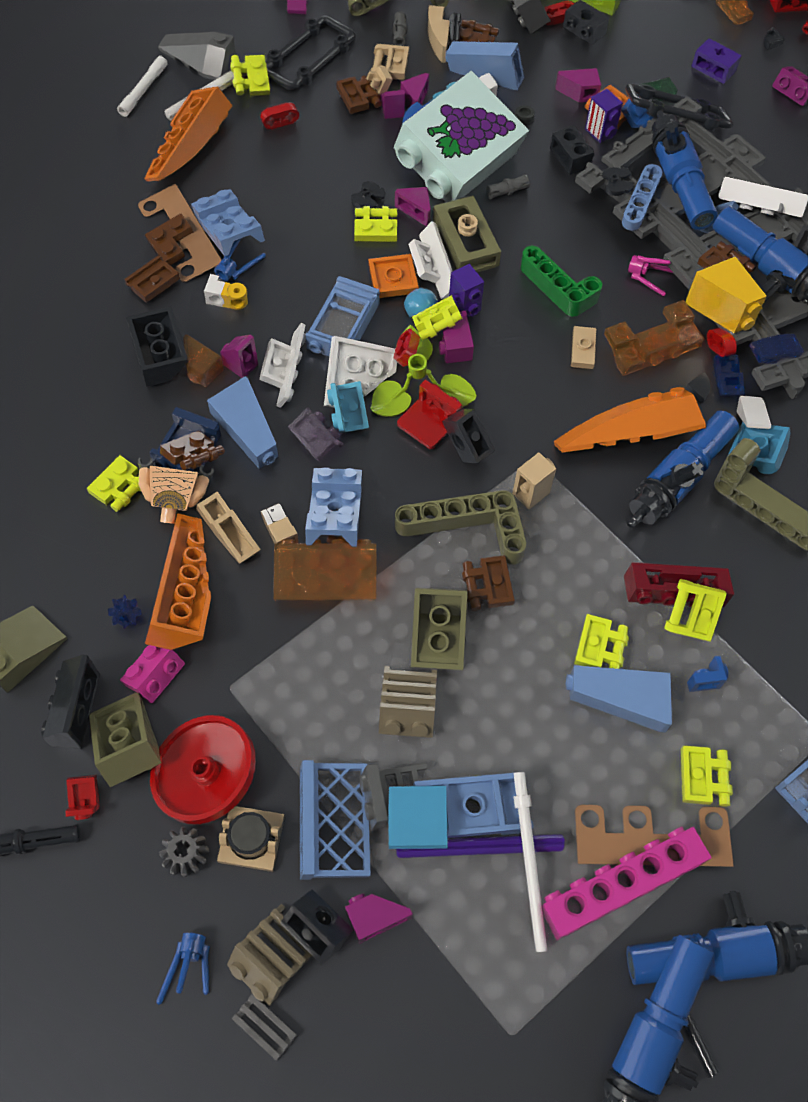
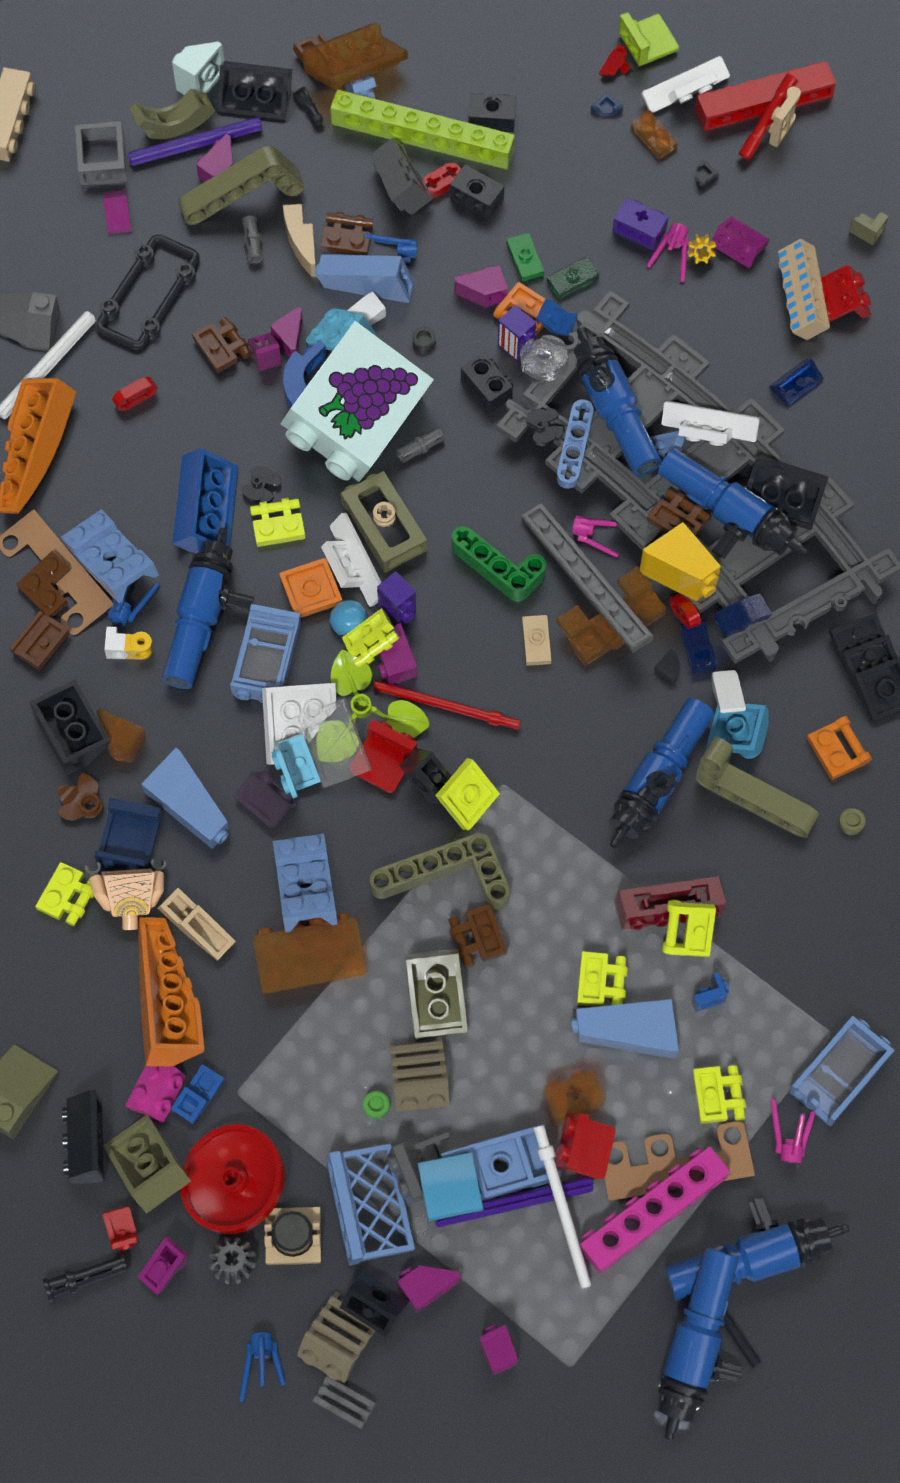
camera: 10 degrees left, 5 degrees up
(113, 843) = (163, 1265): none -> magenta slope
(124, 605) = (112, 1034): clear blue gear -> none
(149, 407) = (78, 797): none -> reddish brown plate
(191, 450) = (133, 845): reddish brown plate -> none
(192, 682) = (198, 1094): none -> blue slope
(240, 355) = (162, 721): magenta slope -> none
(257, 75) = (94, 341): neon yellow plate -> none
(278, 524) = (249, 911): tan leg -> none
(281, 363) = (210, 722): white bracket -> none
(292, 274) = (200, 608): none -> blue piece
(318, 199) = (204, 499): none -> blue slope
(360, 723) = (376, 1105): none -> bright green tile
(380, 79) = (245, 322): tan tile -> none
(387, 395) = (334, 743): none -> clear tile
(396, 59) = (257, 291): tan plate -> none
(406, 347) = (344, 680): red beam -> none
(414, 203) = (317, 488): magenta slope -> none
(437, 1001) = (497, 1349): none -> magenta slope
(454, 28) = (320, 237): black axle -> none
(499, 457) = (467, 794): none -> neon yellow plate
(524, 48) = (405, 247): none -> blue plant
(534, 401) = (494, 718): none -> red bar
(534, 480) = (507, 816): tan brick -> none
(549, 761) = (588, 1099): none -> clear orange brick
(562, 802) = (585, 1146): none -> red bracket
(617, 71) = (525, 257): none -> green plate
(625, 132) = (548, 368): none -> clear plate
(639, 303) = (587, 578): none -> dark grey tile
(646, 101) = (574, 320): black bar -> none
(654, 415) = (618, 718): orange wedge -> none
(744, 75) = (675, 238): none -> dark pink plant
(772, 81) = (704, 254): none -> yellow gear
(774, 847) = (792, 1149): none -> dark pink plant

